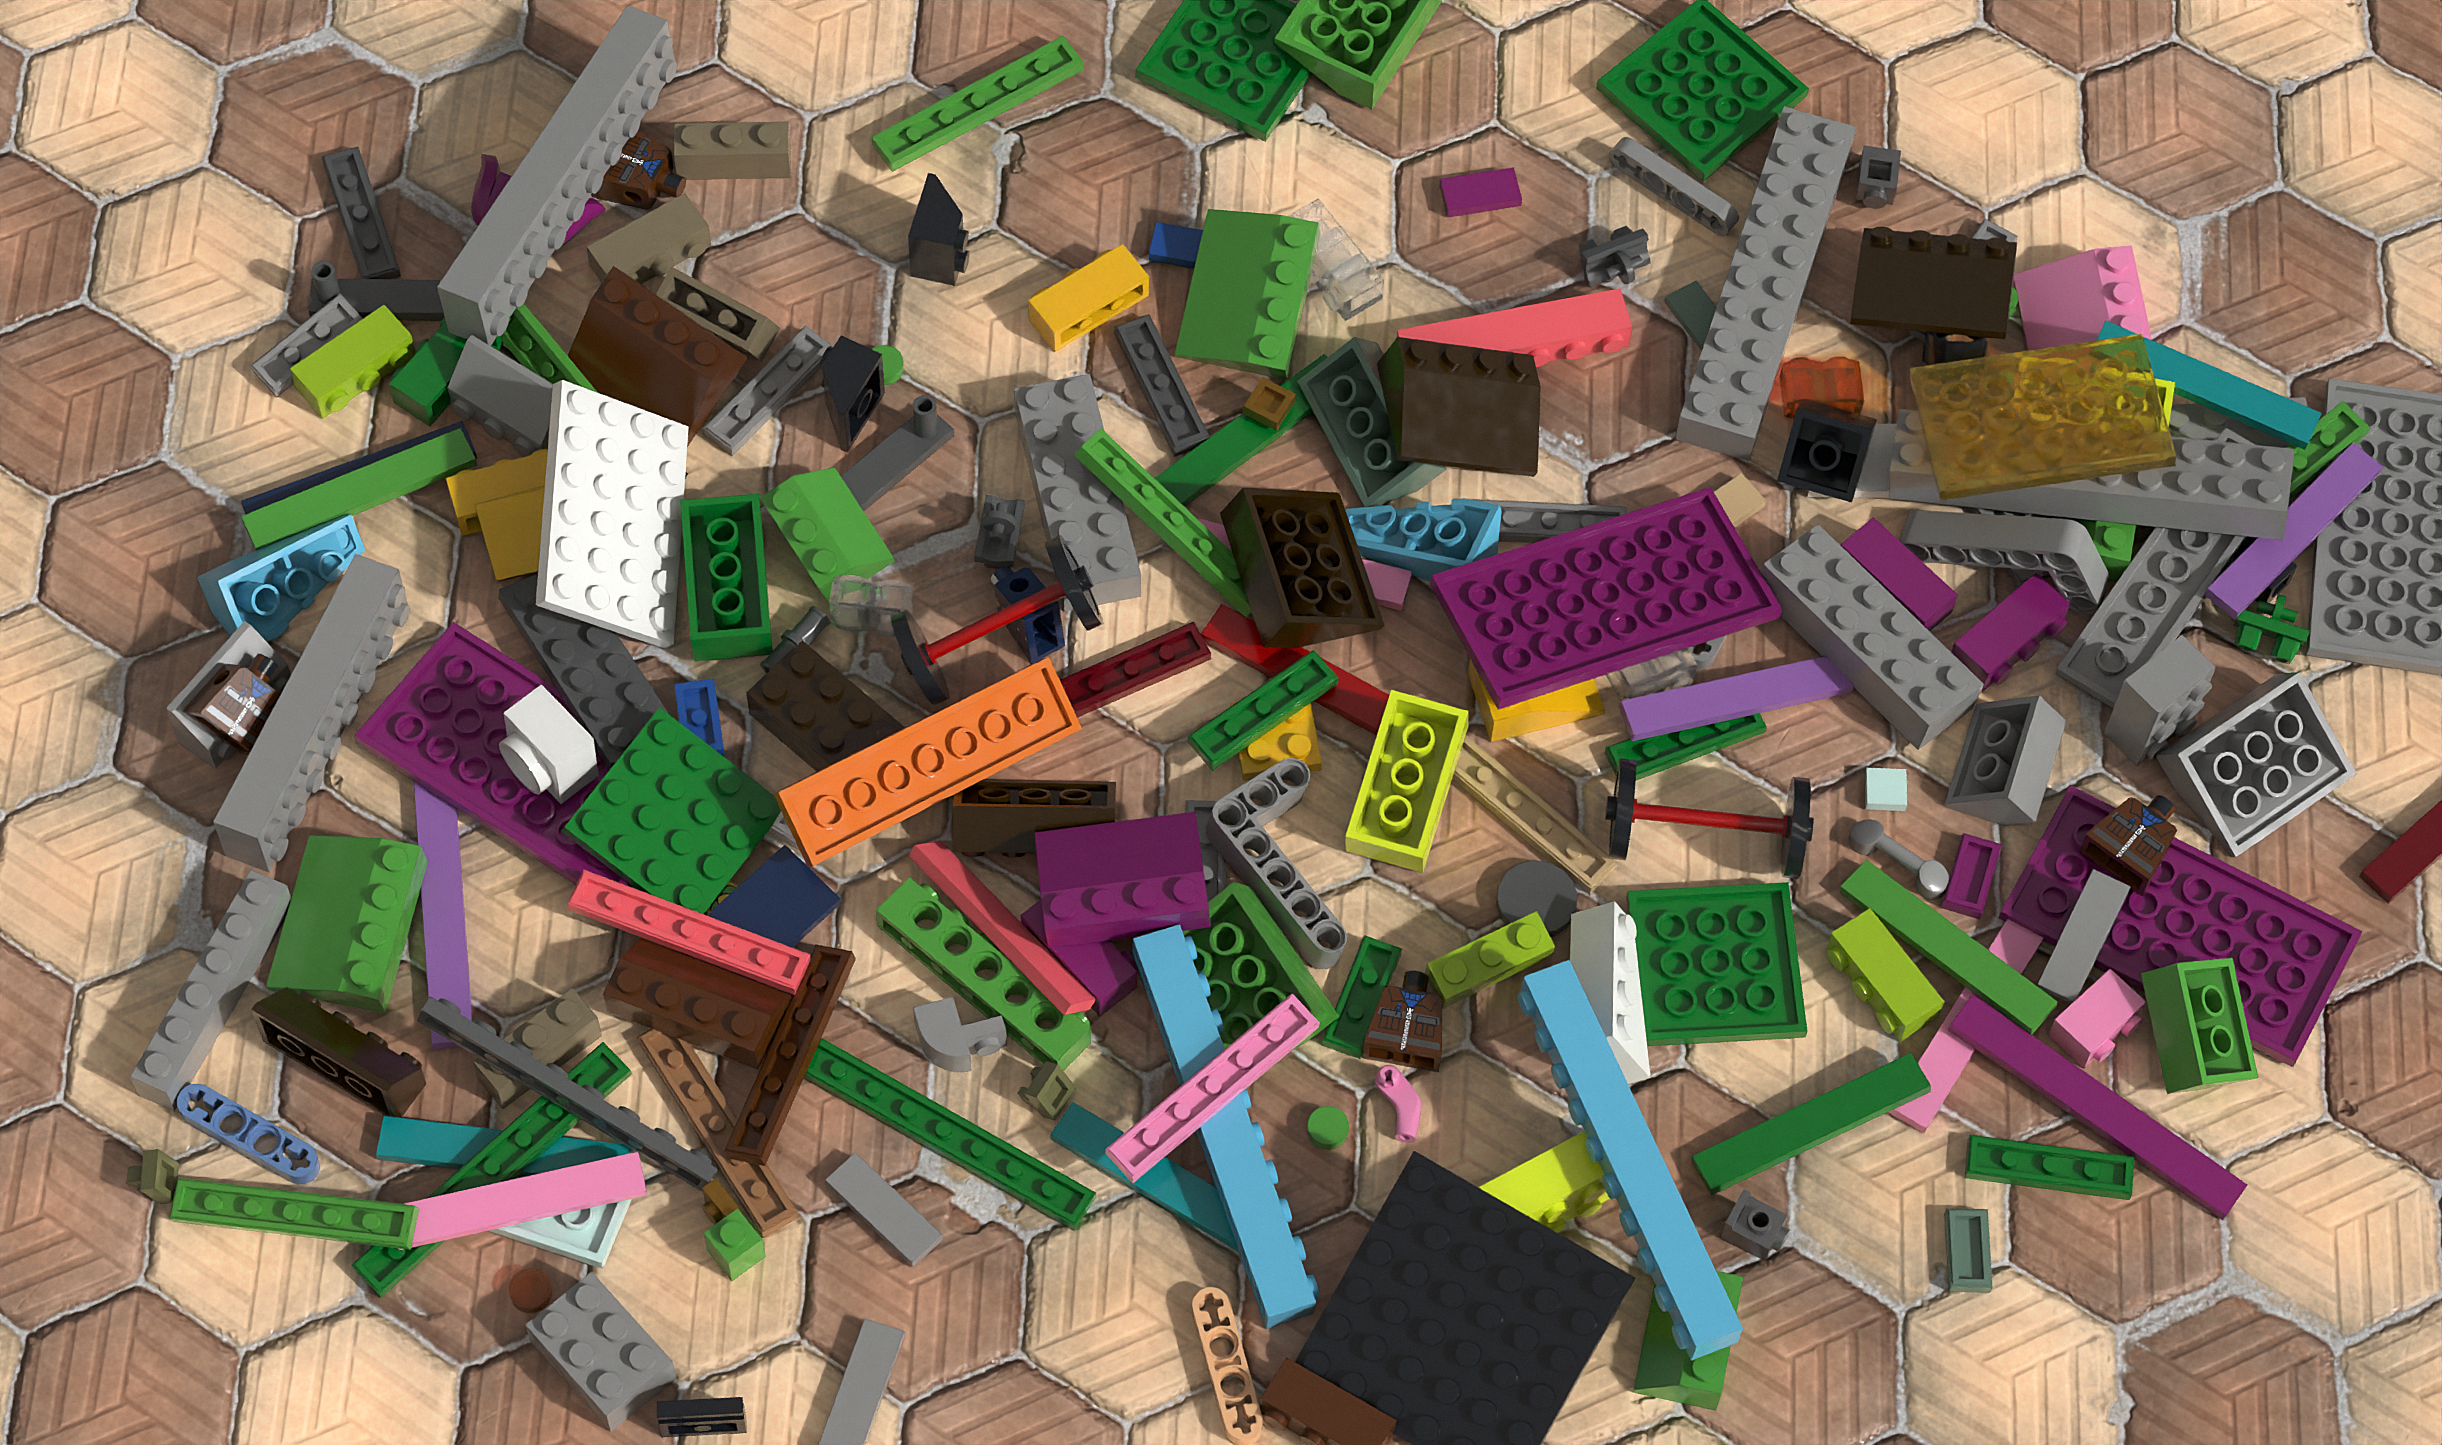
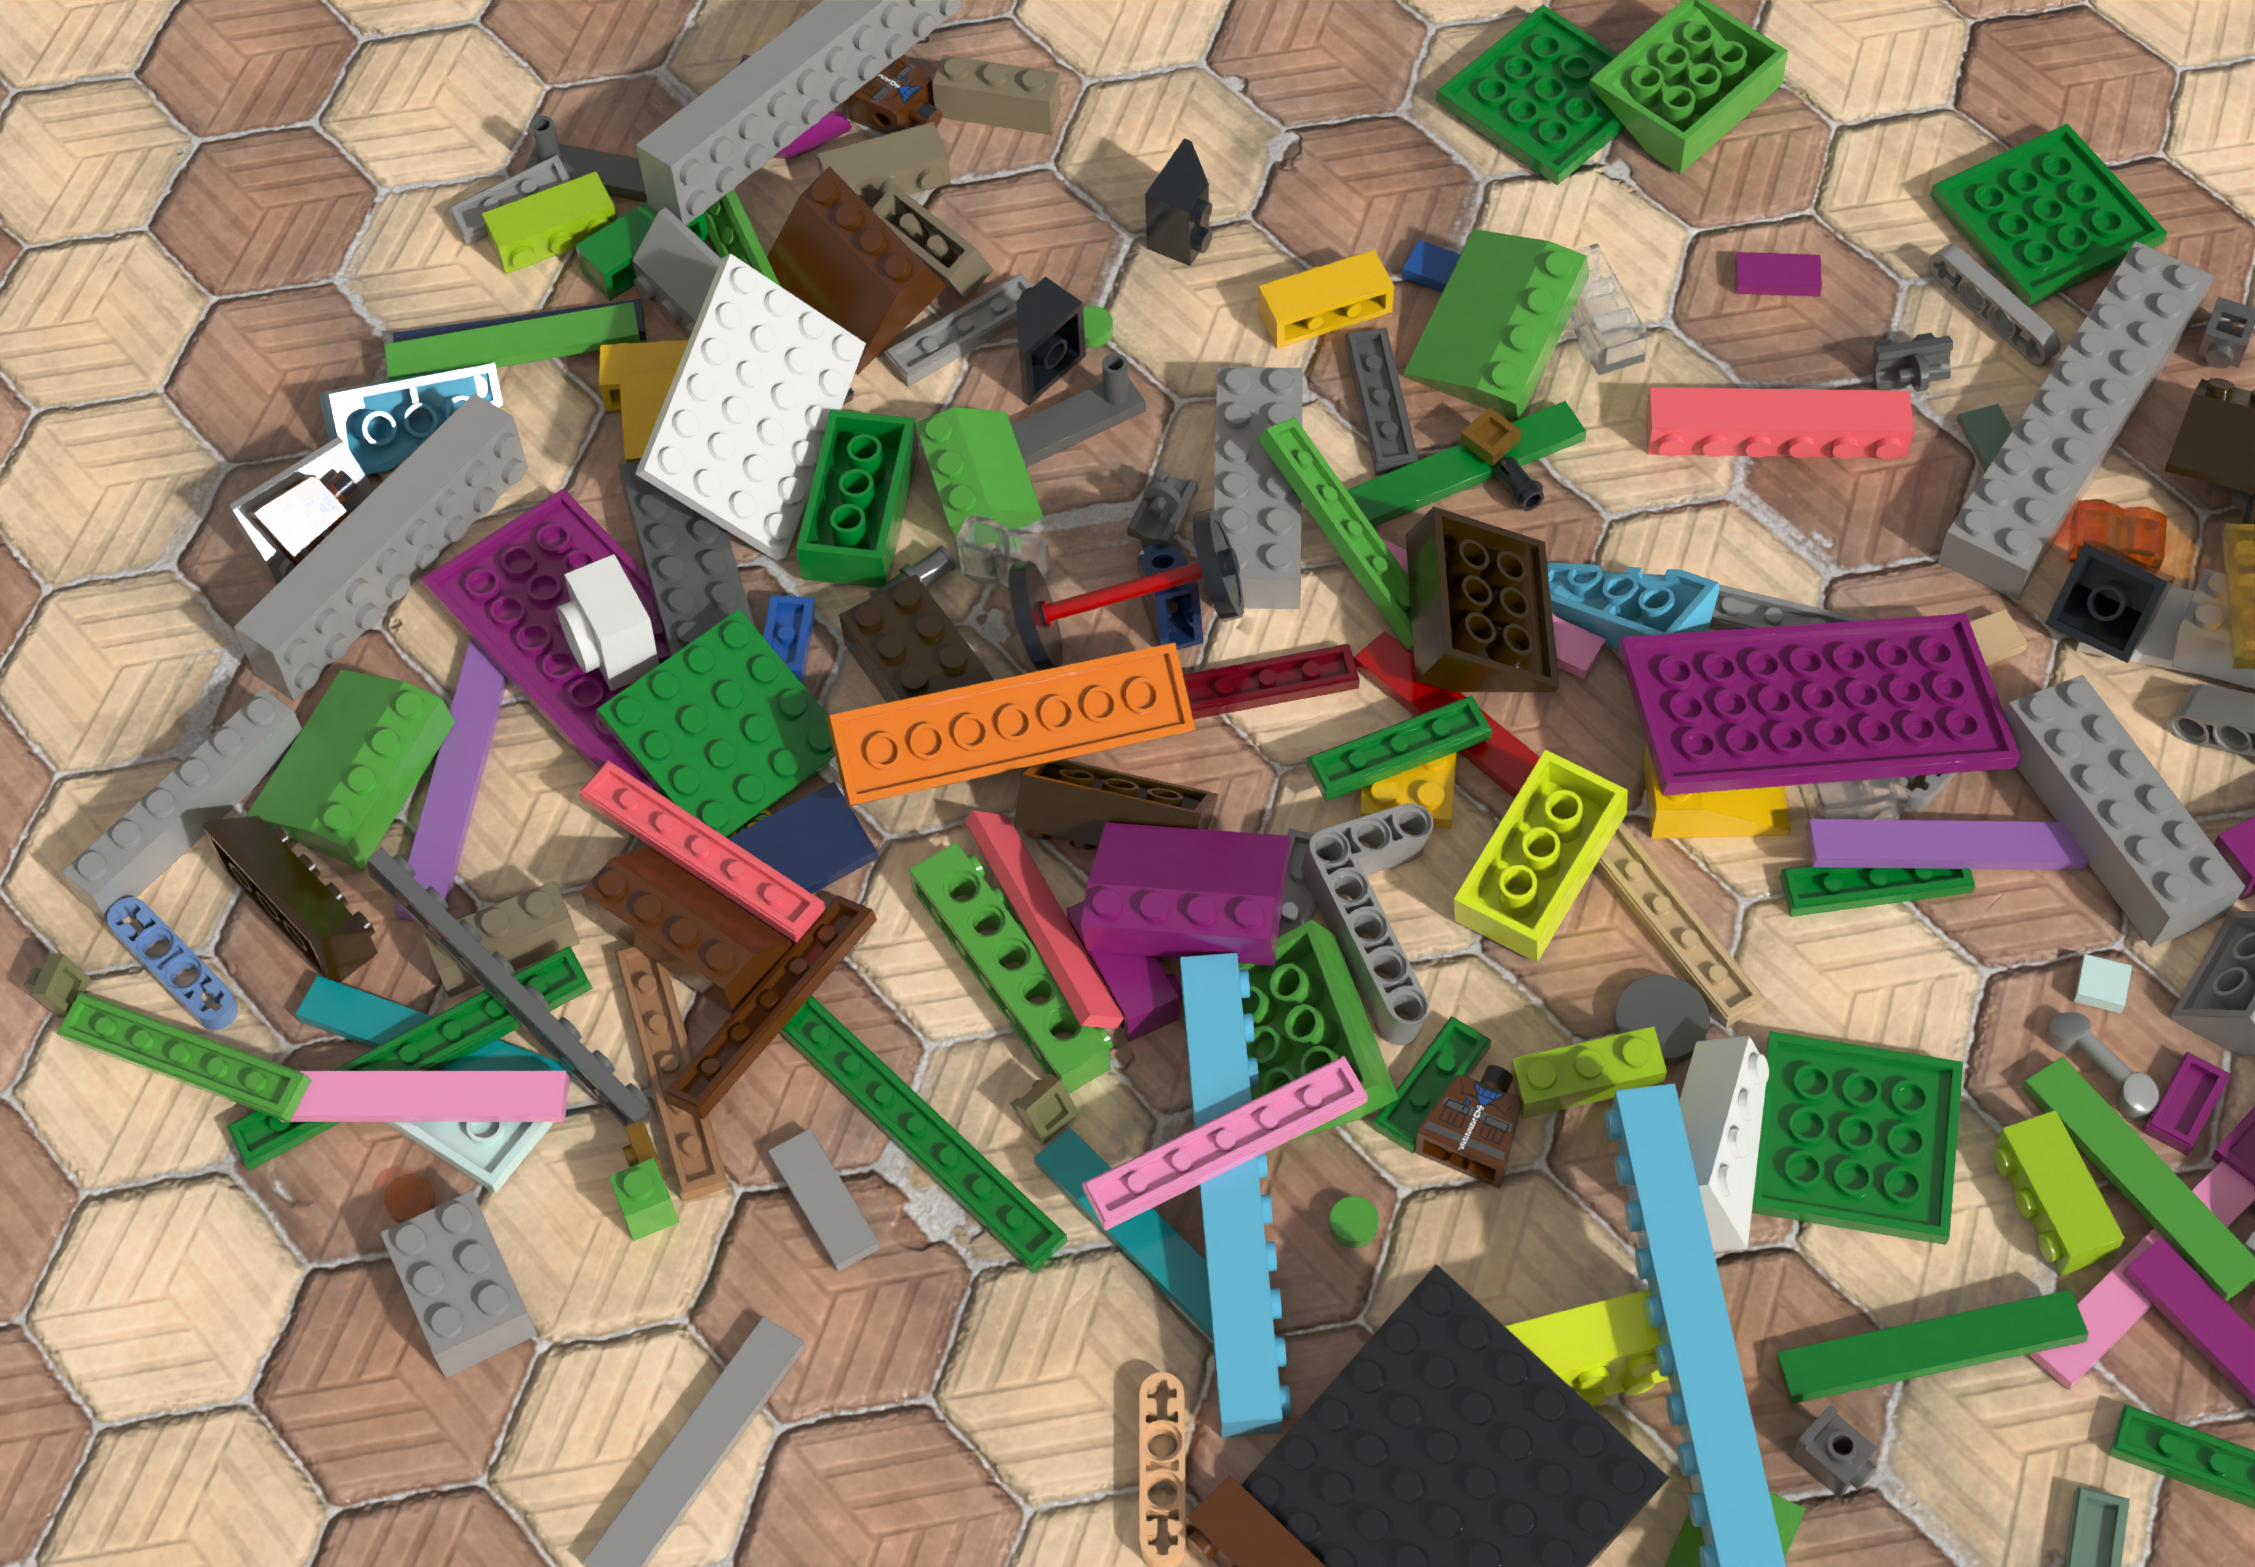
camera: 20 degrees right, 5 degrees down
(361, 215) = (609, 91): dark grey tile -> none
(701, 1417) = (543, 1384): black plate -> none
(950, 1043) = (953, 1032): light grey brick -> none
(977, 103) = (1263, 95): bright green plate -> none
(1310, 448) = (1525, 492): none -> black pin
(1354, 416) = (1598, 478): sand green slope -> none
(1403, 1098) = (1450, 1209): bright pink arm -> none
(1462, 406) = (1702, 473): dark brown slope -> none
(1794, 827) = (1982, 999): black piece -> none
(1901, 573) = (2172, 749): magenta brick -> none

